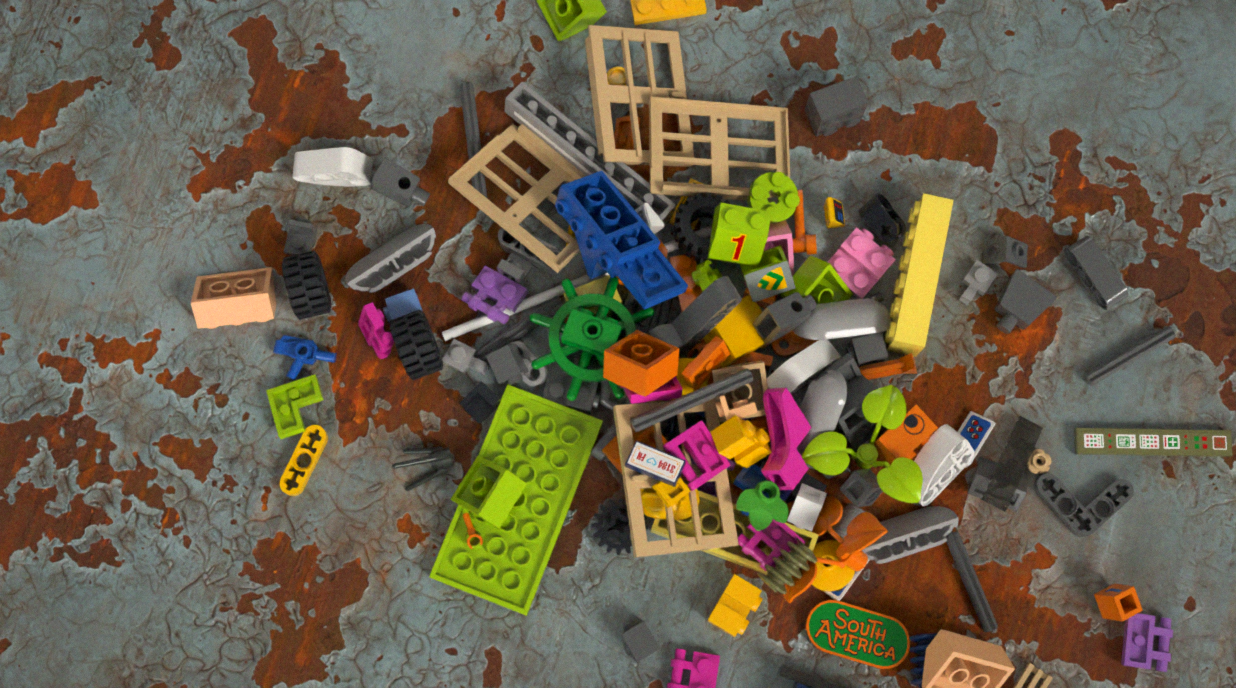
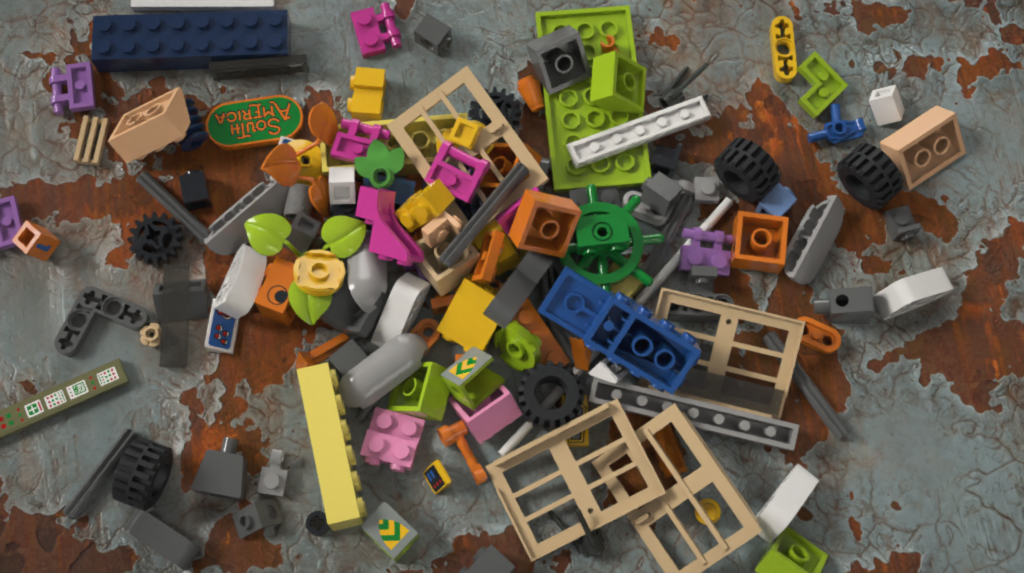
camera: 150 degrees right, 5 degrees down
(241, 354) = (886, 105): none -> white panel
(372, 325) = (793, 171): dark pink plate -> none
(439, 178) = (816, 332): none -> orange plate
(442, 277) = (759, 242): none -> orange brick
(493, 437) = (638, 132): none -> white tile
(531, 546) = (559, 59): none -> dark grey slope
(537, 157) = (732, 391): none -> clear smoke tile
(551, 49) = (785, 502): none -> white beam
(573, 532) = (531, 92): none -> orange cone
(655, 463) = (488, 142): white tile -> none
(731, 94) = (591, 542): none -> pearl dark grey plant
(739, 234) = (516, 391): lime slope -> none
(777, 183) = (496, 439): lime plate -> none
(783, 316) = (444, 330): dark grey torso -> none
(788, 566) = (335, 120): olive piece -> none
(867, 424) = (319, 273): none -> yellow tile
(880, 215) = (390, 488): black piece -> none
(897, 182) = (390, 531): none -> piece
(944, 586) = (195, 190): none -> black brick
(962, 220) = (313, 530): none -> black bush
(1001, 564) = (167, 233): none -> black gear
(1095, 326) = (142, 473): none -> black tyre

